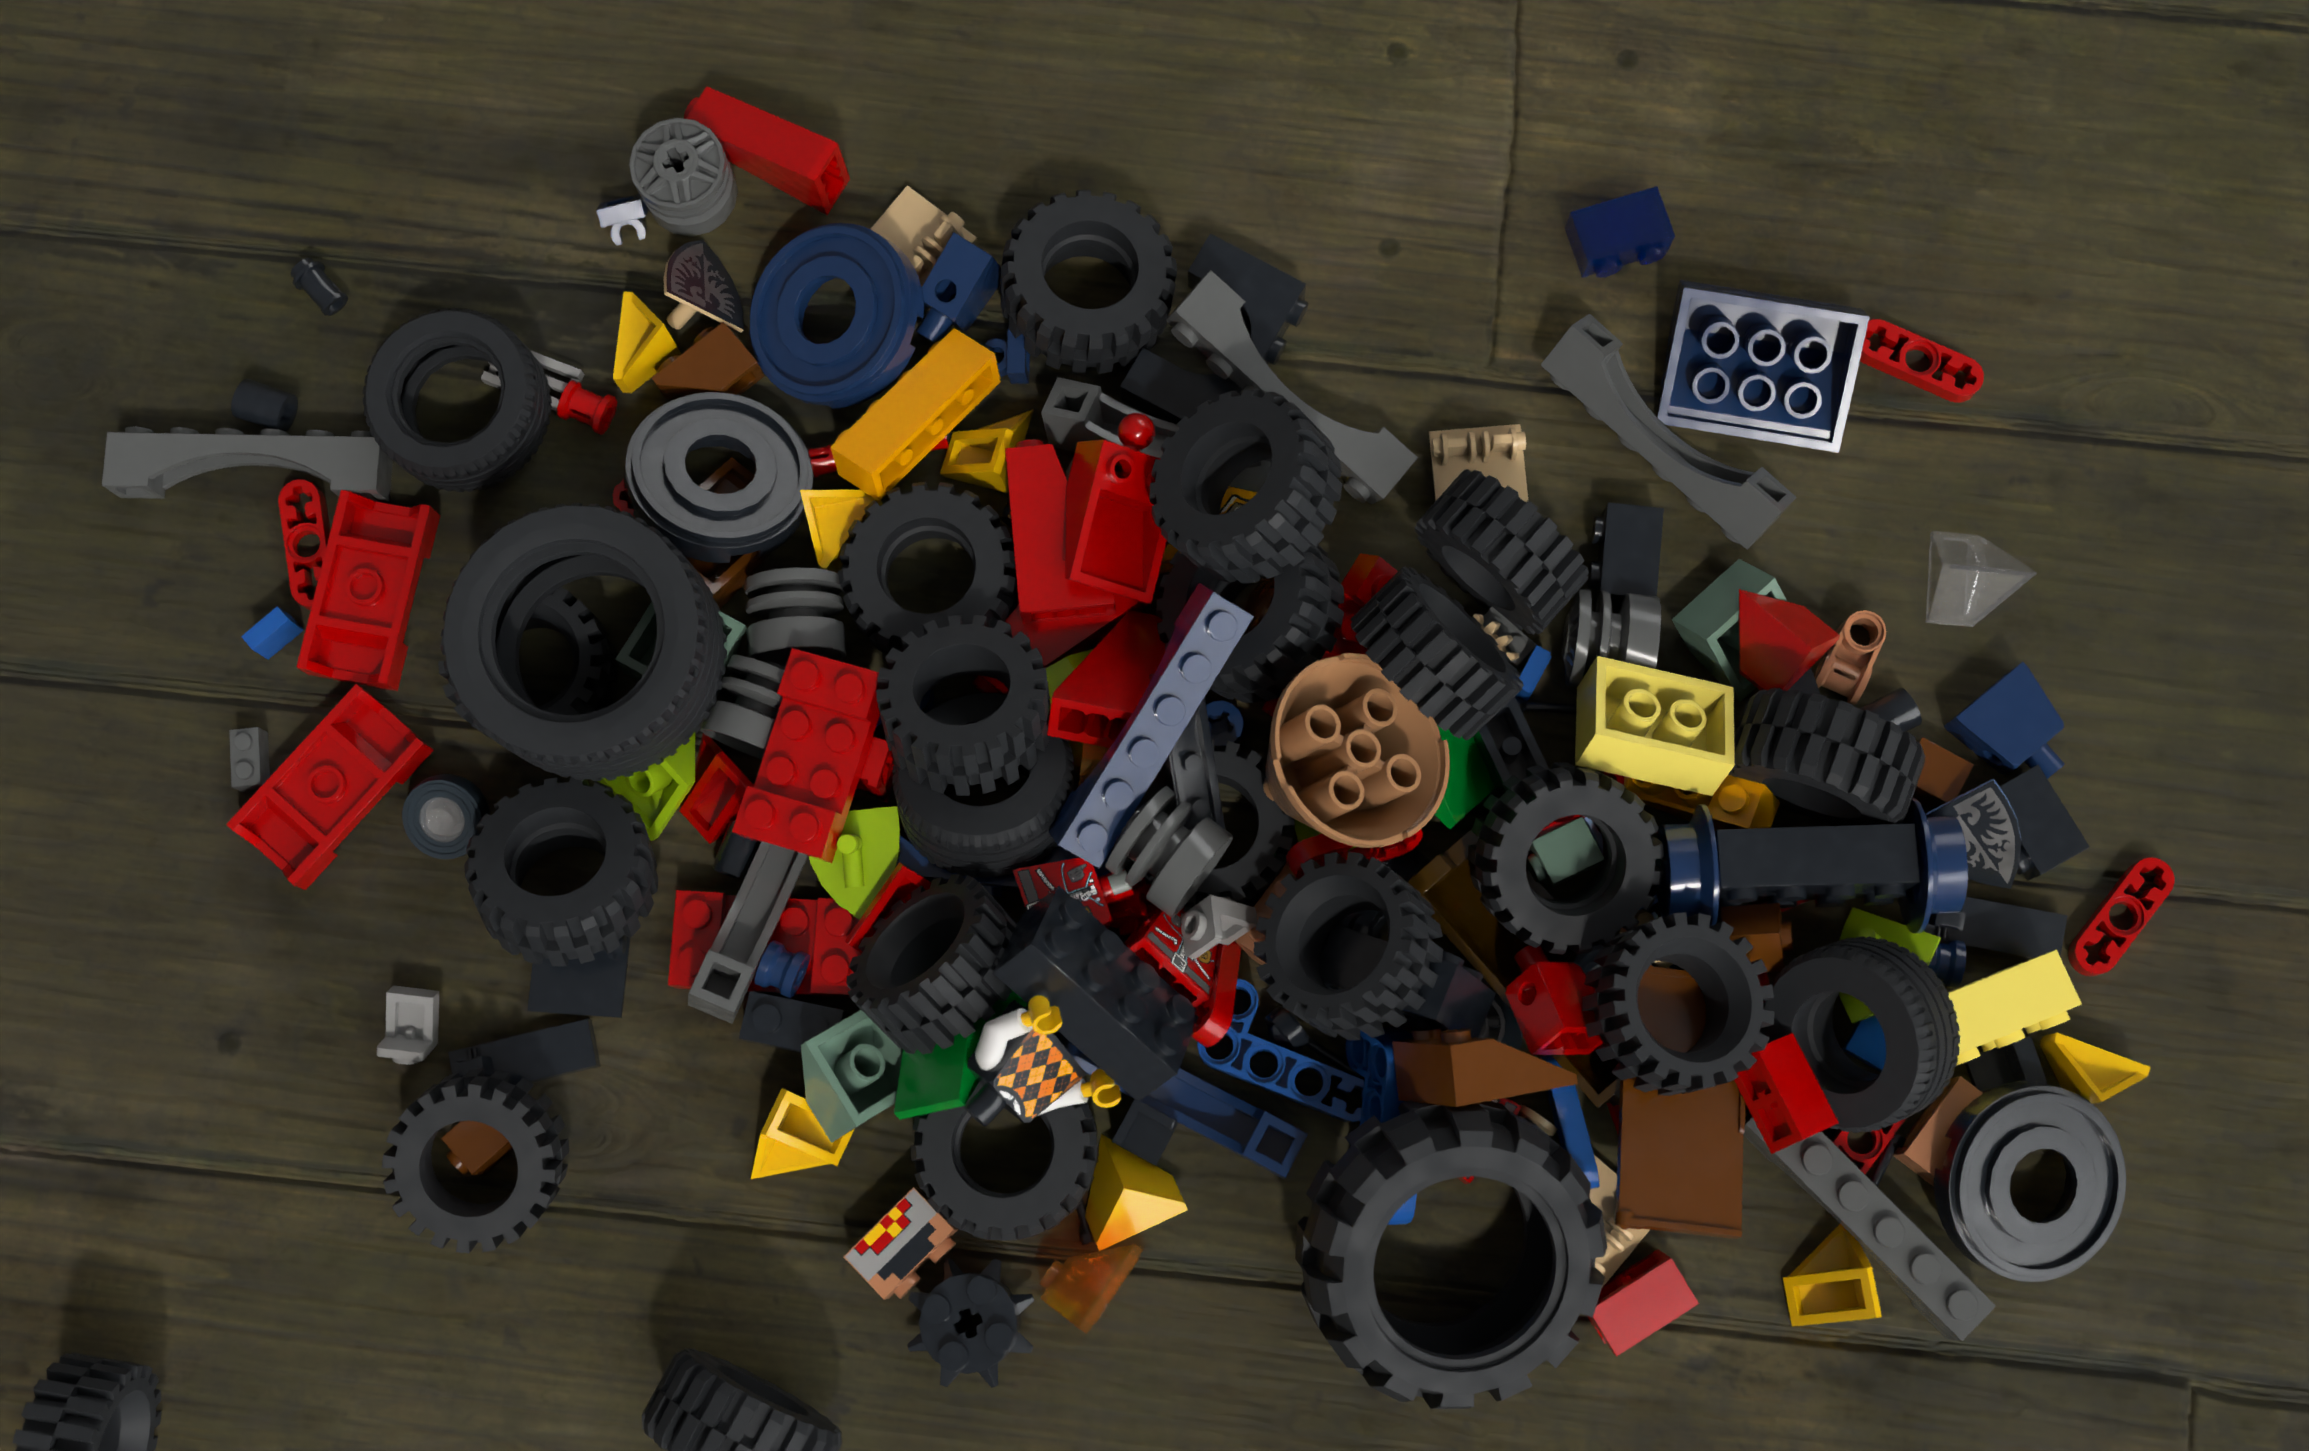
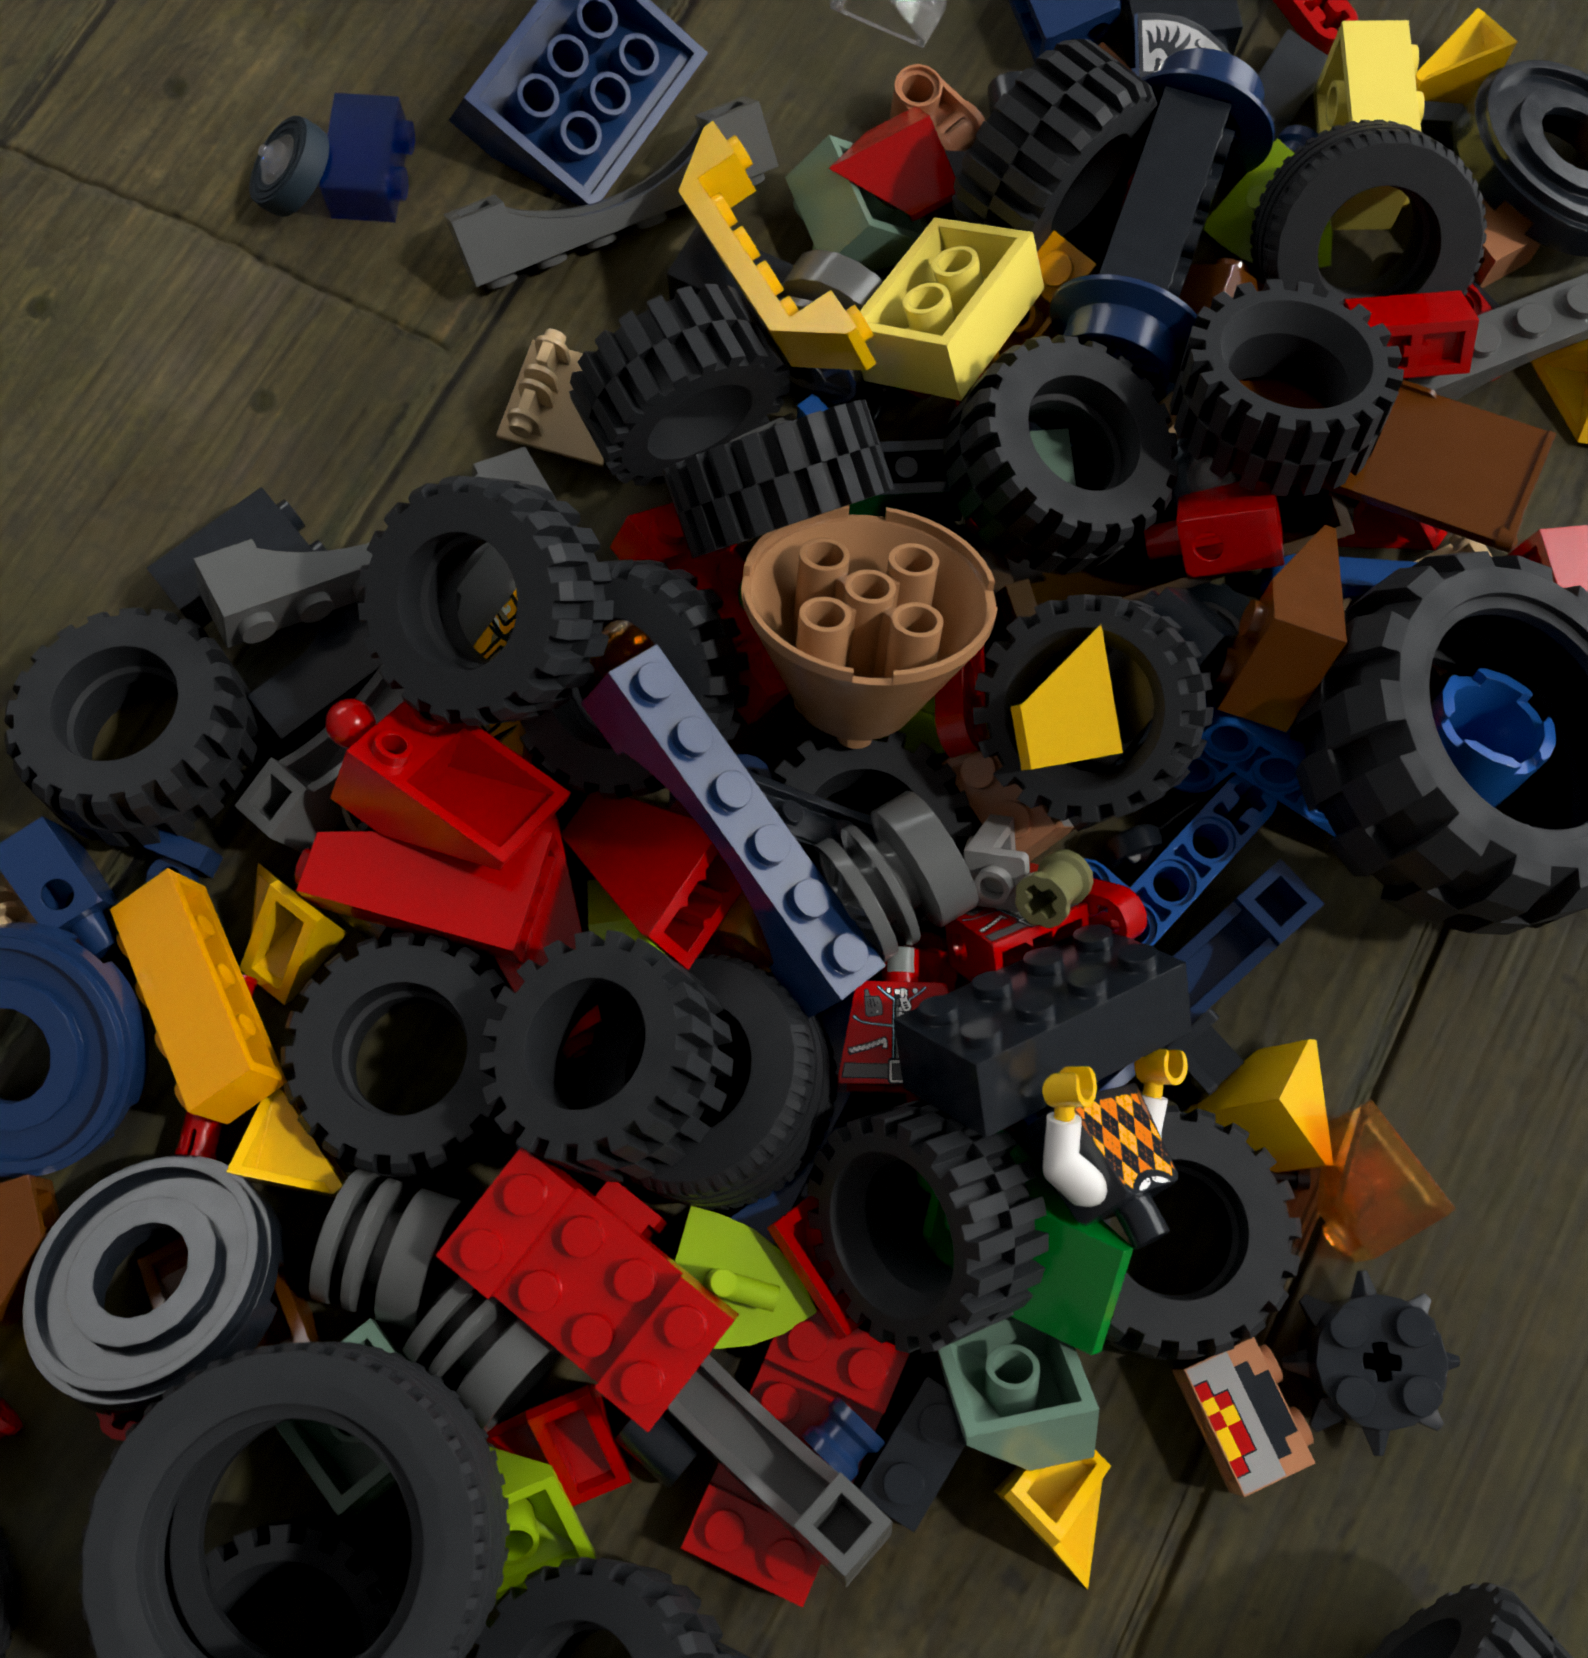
camera: 75 degrees left, 5 degrees down
(1211, 970) = (1059, 882): none -> olive bush
(1329, 930) = (1070, 712): none -> yellow slope
(1458, 1253) = (1492, 732): none -> blue cylinder
(1582, 180) = (289, 166): none -> black wheel
(1692, 505) = (809, 338): none -> yellow slope
(1867, 1043) = (1357, 255): blue tile -> none

